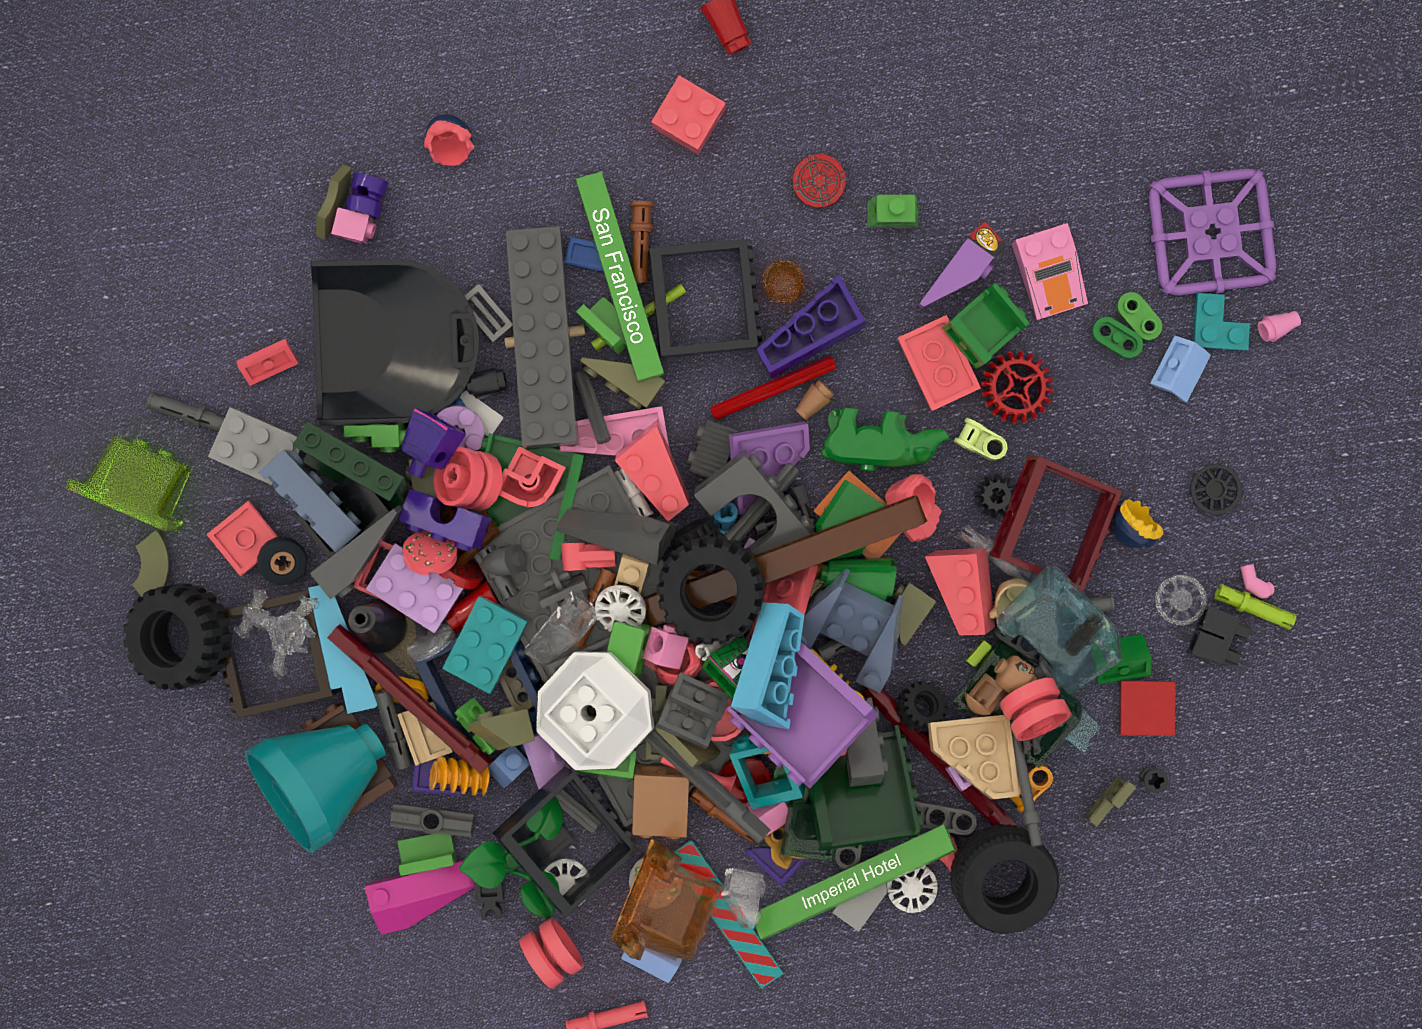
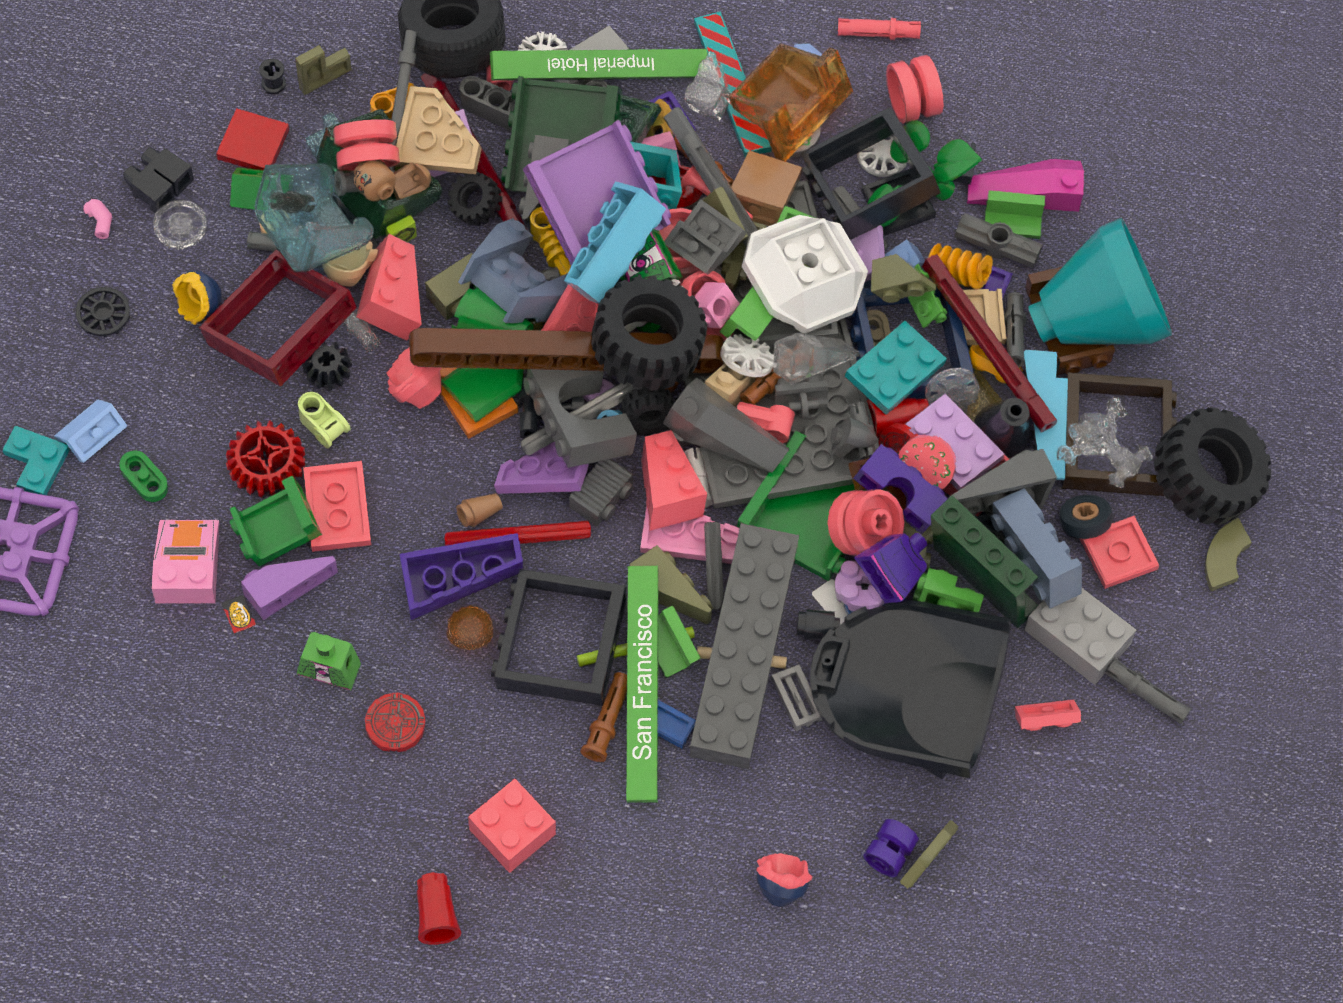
camera: 160 degrees left, 25 degrees down
(136, 482) = (1223, 631): clear neon green windscreen -> none
(353, 226) = (917, 818): bright pink brick -> none
(530, 479) = (799, 509): coral brick -> none
(878, 446) = (429, 442): green animal -> none
(1137, 318) = (111, 490): bright green plate -> none
(1259, 608) = (118, 202): lime pin -> none

